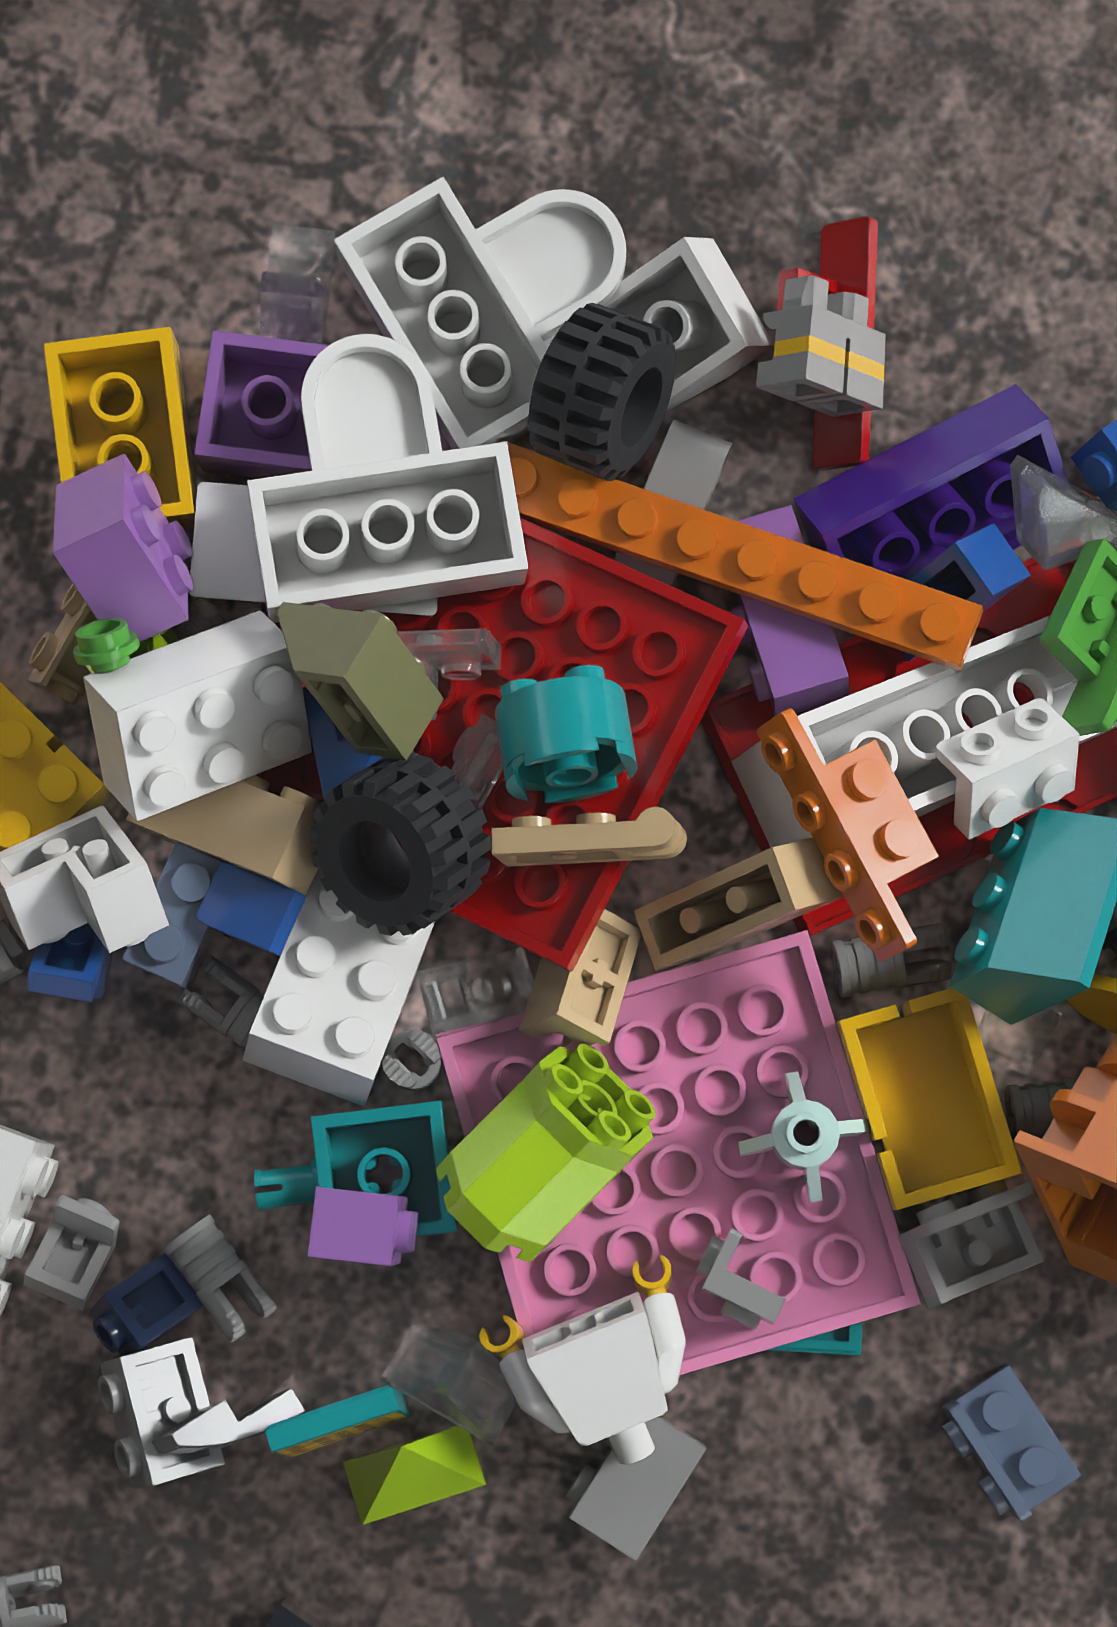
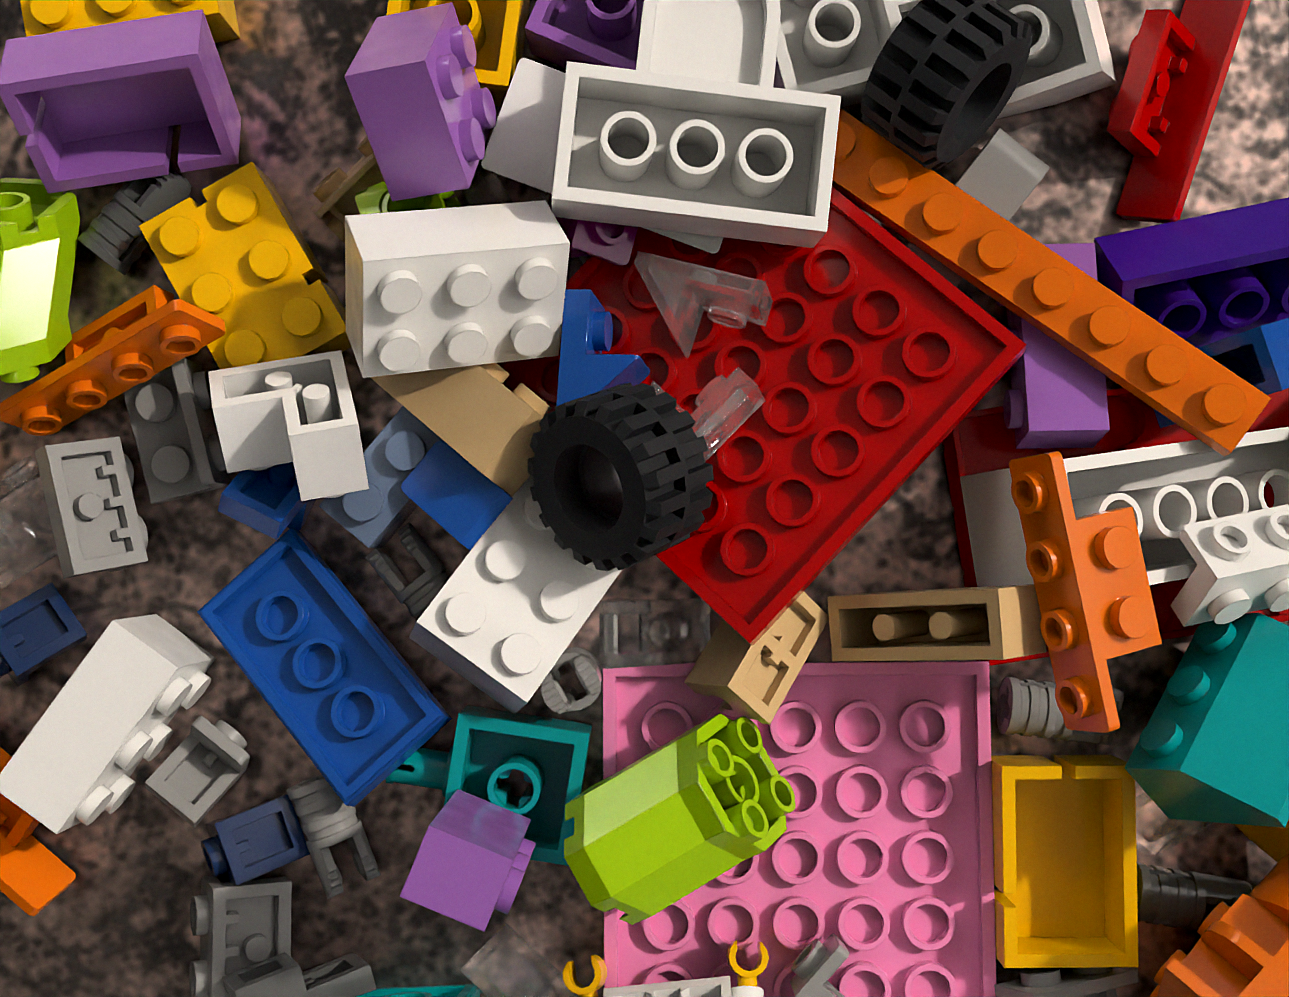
camera: 20 degrees right, 5 degrees up
(105, 644) = (376, 189): bright green plate -> none
(166, 1115) = (323, 667): none -> blue tile
(361, 676) = (626, 293): olive slope -> none
(565, 735) = (816, 411): teal brick -> none
(592, 839) = (813, 524): tan plate -> none
(789, 1150) = (922, 856): light aqua brick -> none
(824, 350) = (1176, 99): light grey hips -> none

